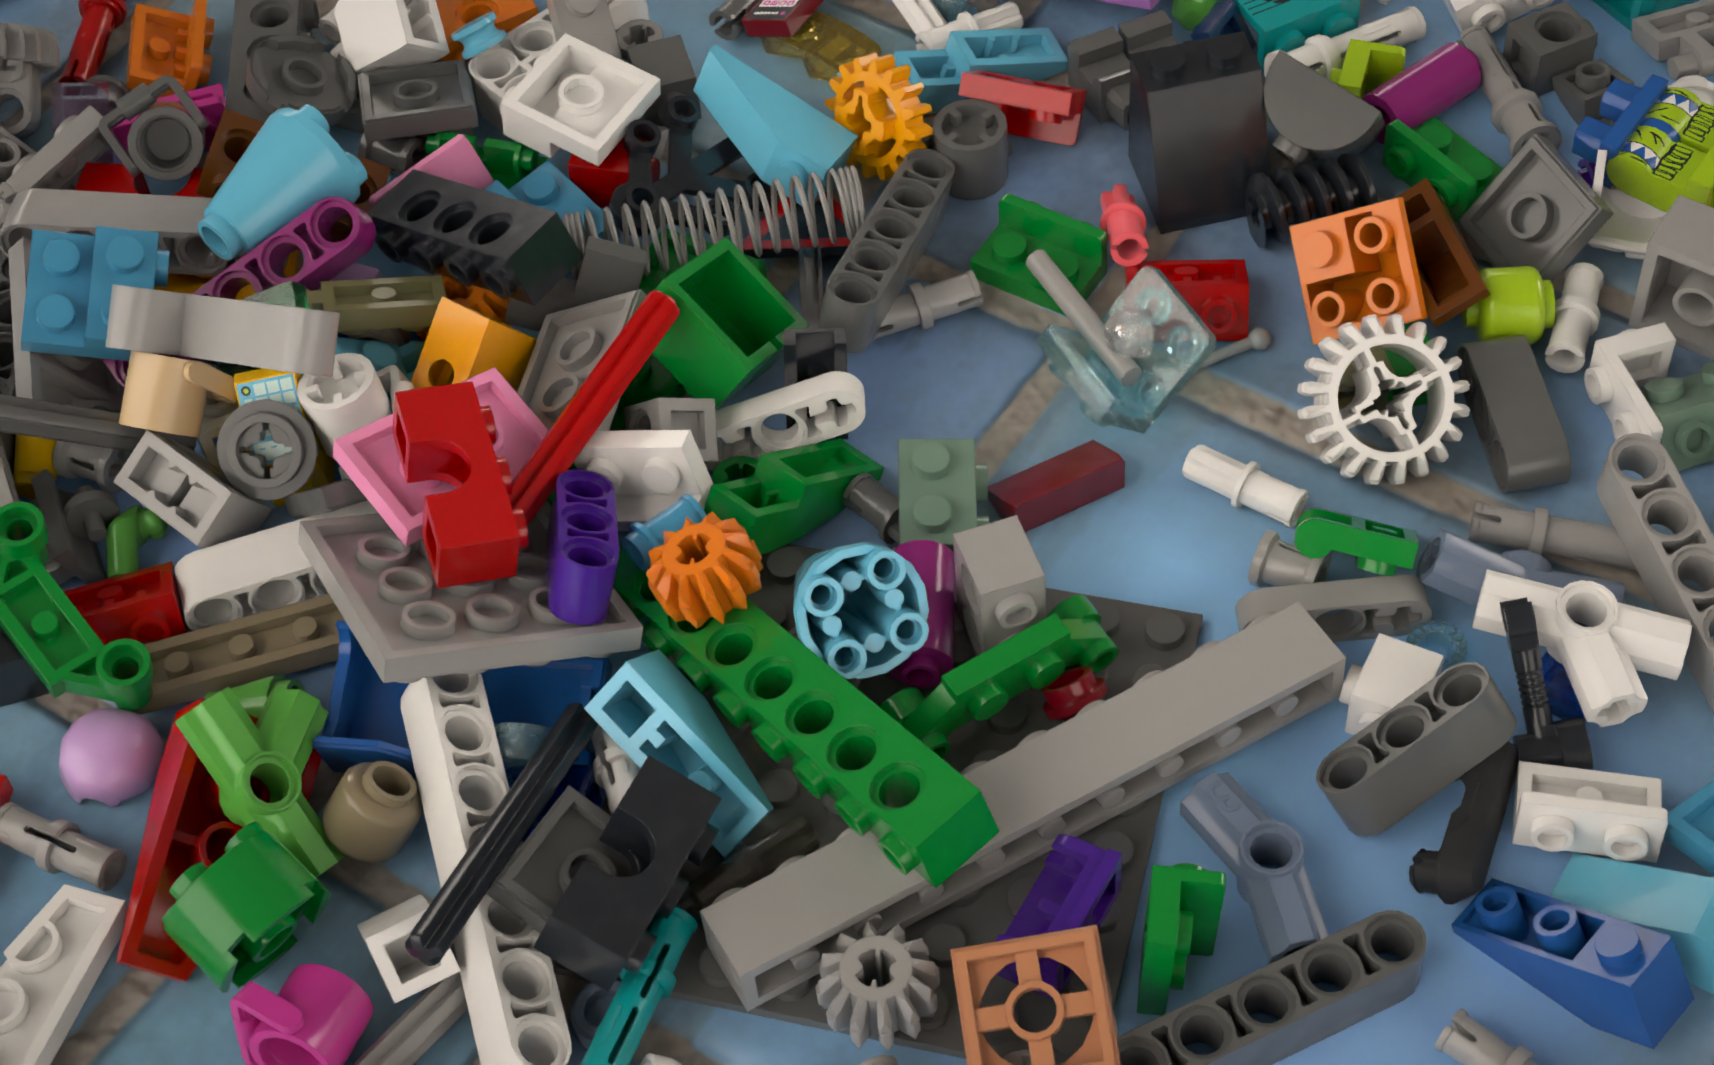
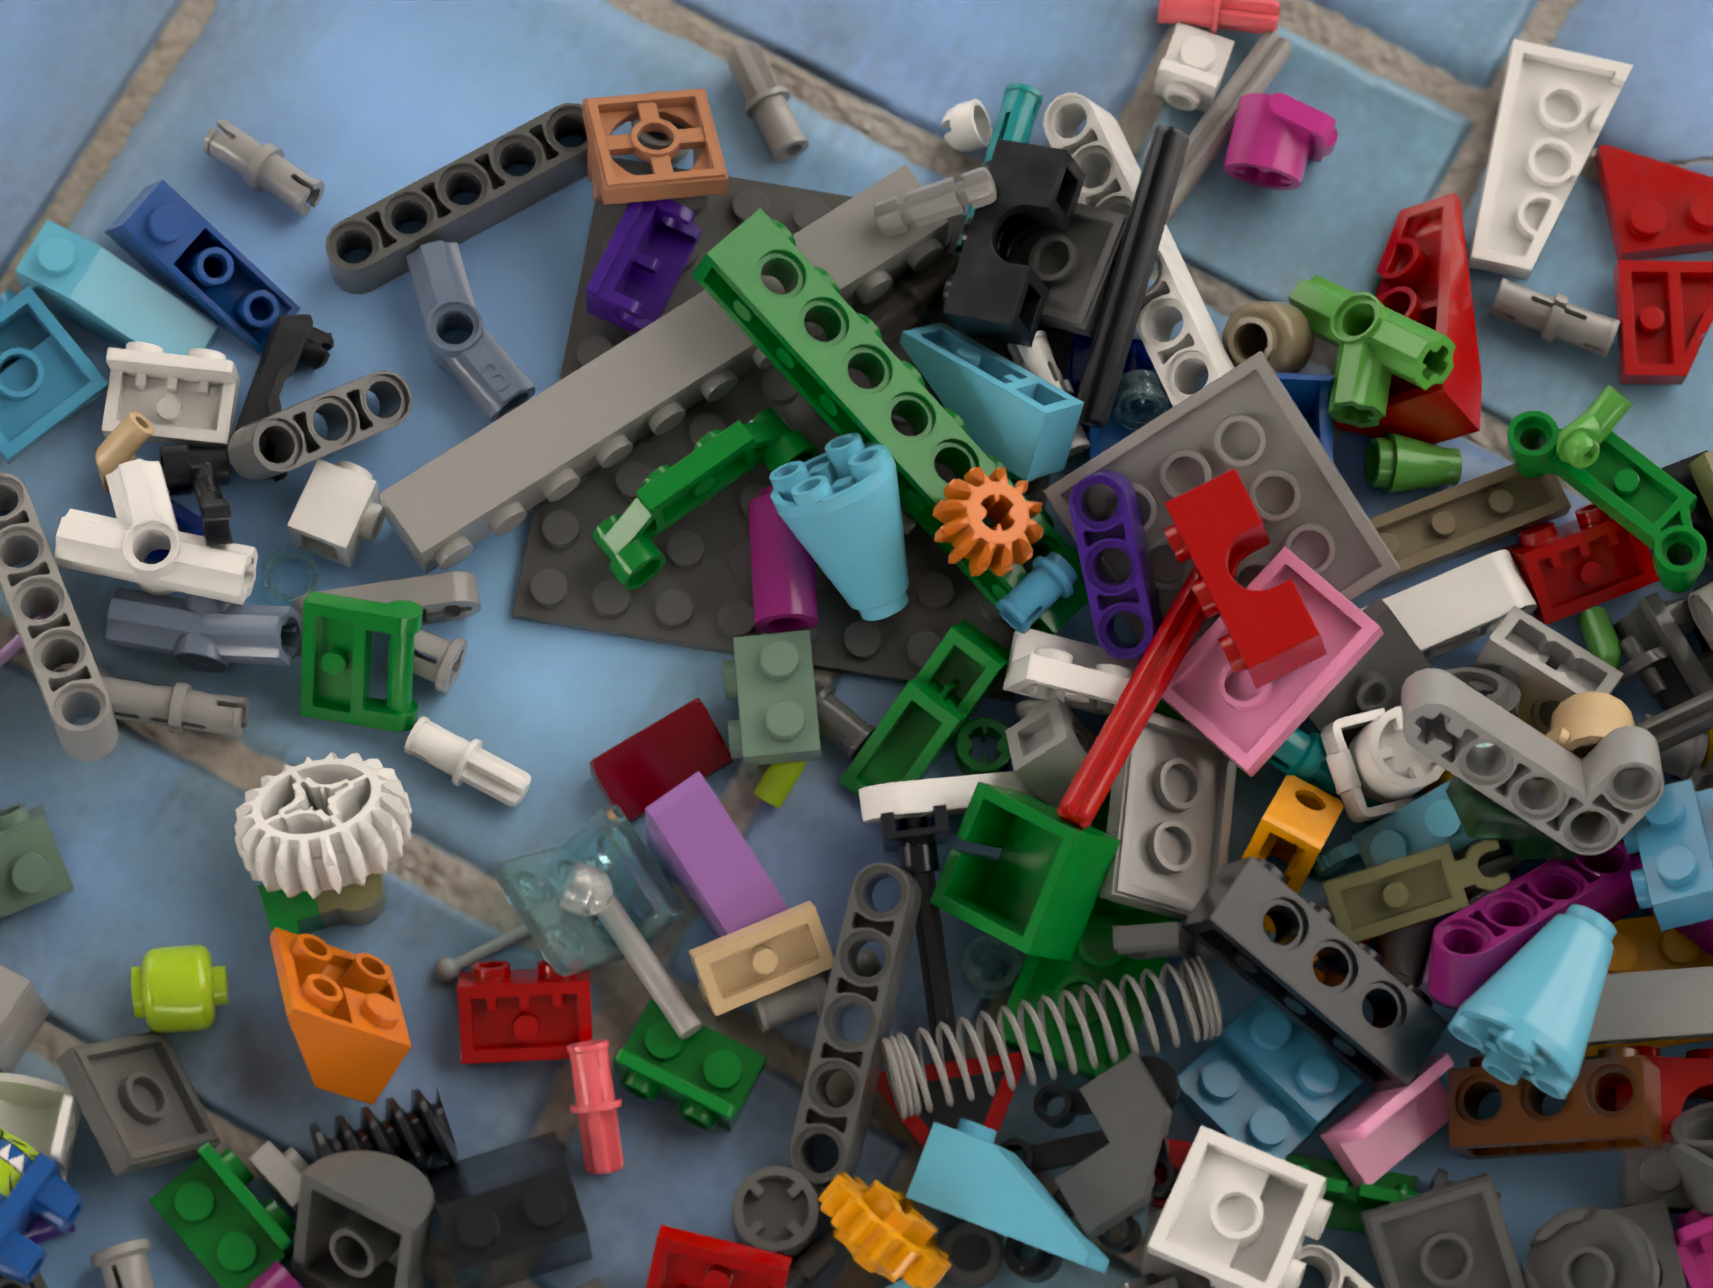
camera: 165 degrees right, 20 degrees up
(65, 661) = (1580, 439): none -> bright green arm
(109, 756) = (1533, 390): lavender hair -> none
(243, 907) = (1352, 222): green brick -> none
(386, 940) = (1208, 215): white brick -> none
(671, 131) = (1120, 1175): none -> dark grey tile
(711, 896) = (935, 202): none -> light grey axle
(904, 989) = (791, 169): light grey gear -> none
(968, 306) = (762, 958): none -> tan panel
(997, 583) = (705, 548): light grey brick -> none
(1010, 378) = (710, 858): none -> medium lavender slope
(1072, 692) = (617, 469): dark red plate -> none
(1178, 922) = (539, 257): green bracket -> none
(1393, 172) = (280, 1172): none -> light grey plate
(1443, 259) = (252, 1043): reddish brown slope -> none
(1514, 414) = (188, 855): dark grey beam -> none
(1575, 318) = (110, 986): white pin -> none
(1623, 366) = (59, 927): white bracket -> none
(1629, 752) = (122, 444): none -> tan arm

